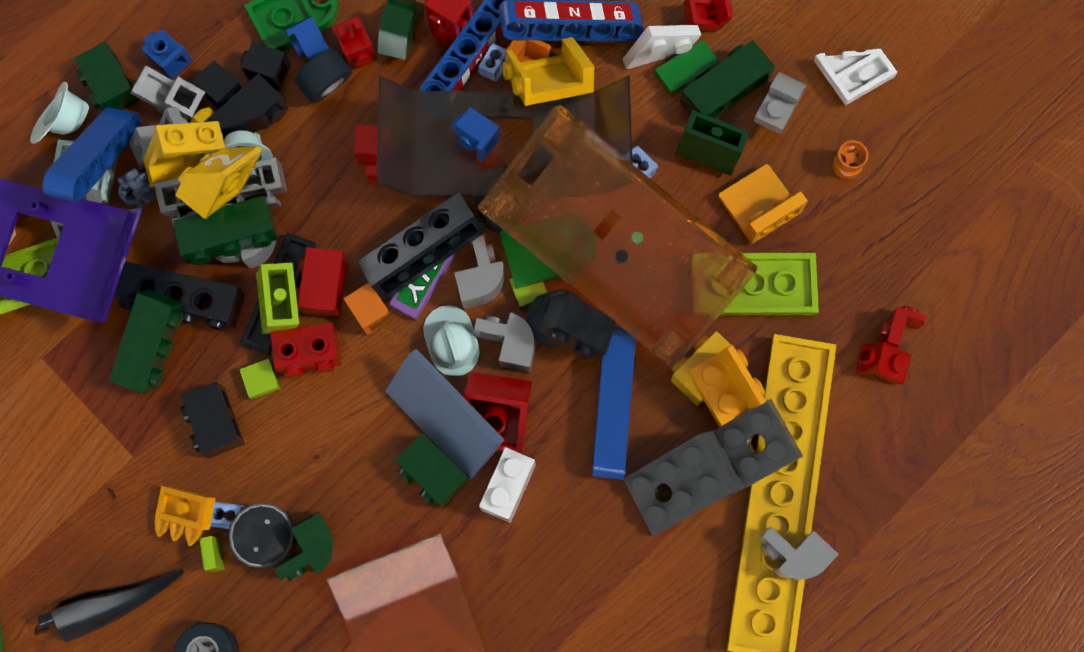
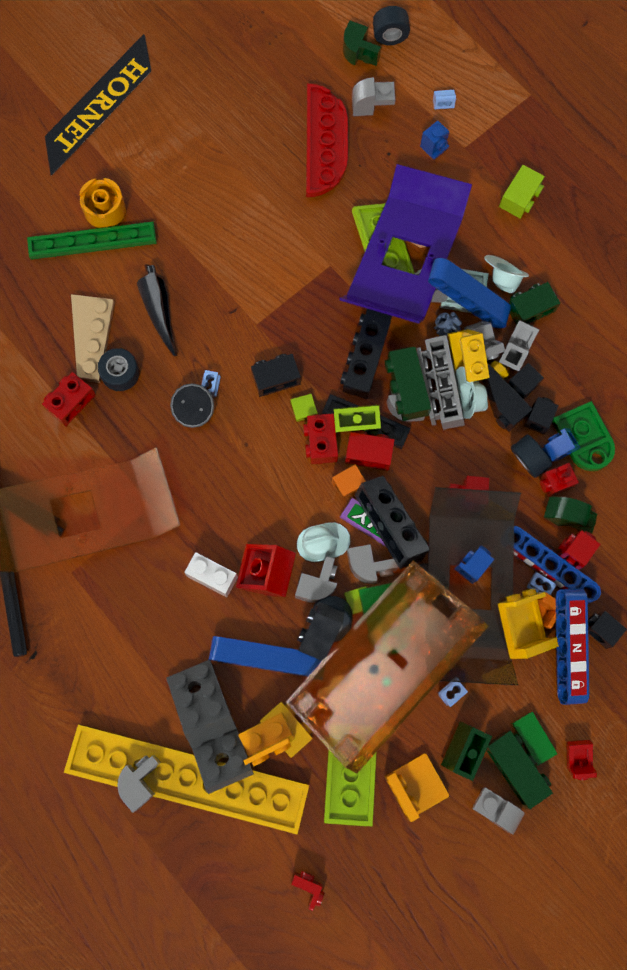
camera: 85 degrees right, 0 degrees up
(147, 341) = (332, 331): dark green brick -> none
(166, 53) = (550, 351): blue brick -> none
(183, 513) = (212, 356): light orange plate -> none
(211, 554) = (183, 373): lime tile -> none
(217, 178) = (442, 375): yellow slope -> none
(316, 548) = (180, 440): dark green brick -> none
(432, 471) = (226, 522): dark green brick -> none
(443, 414) = (265, 532): sand blue tile -> none
(661, 43) = (553, 719): white wing -> none
(853, 153) = (449, 869): orange wheel -> none
(855, 72) = (526, 880): white wing -> none
(883, 361) = (281, 872): red bracket -> none

